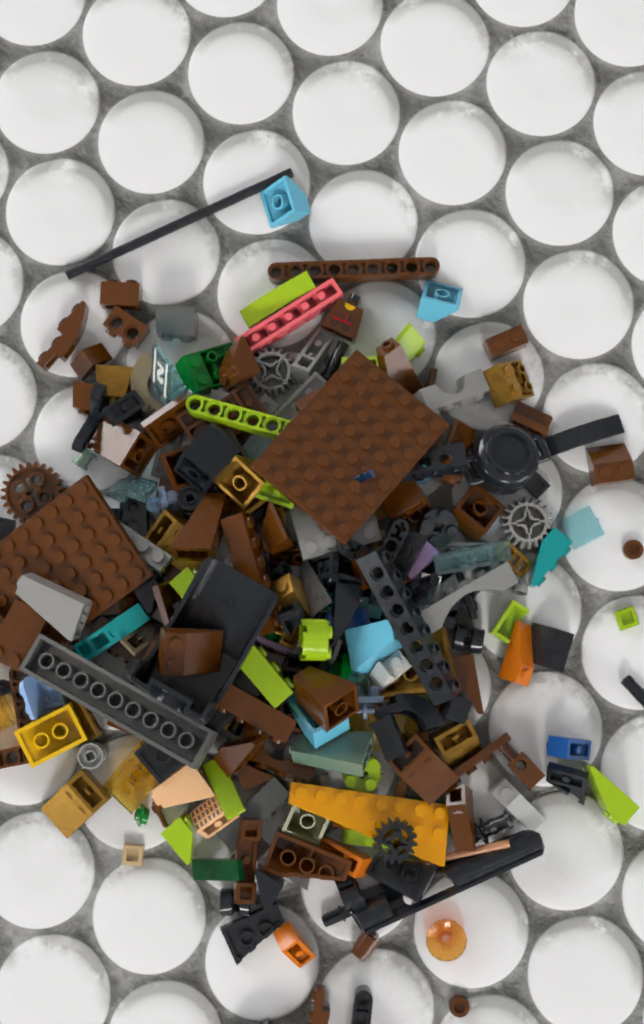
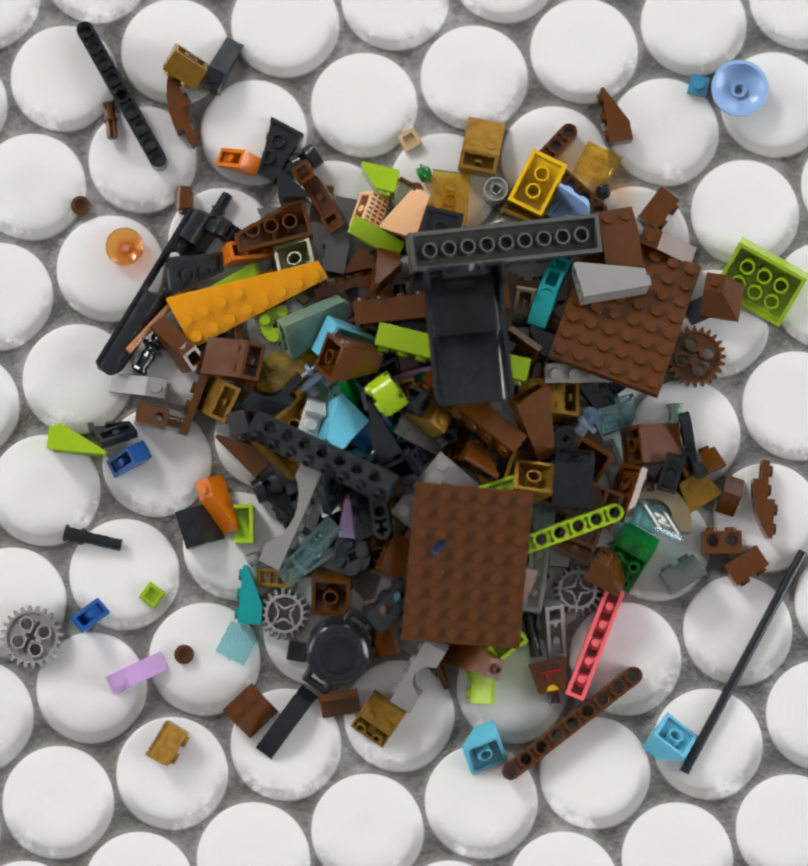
camera: 140 degrees right, 0 degrees up
(189, 651) = (475, 315): reddish brown slope -> none
(217, 869) = (337, 174): dark green tile -> none
(277, 299) = (615, 653): lime slope -> none
(389, 737) = (275, 364): black panel -> none
(401, 846) = (210, 293): black gear -> none
(505, 343) = (404, 750): reddish brown brick -> none

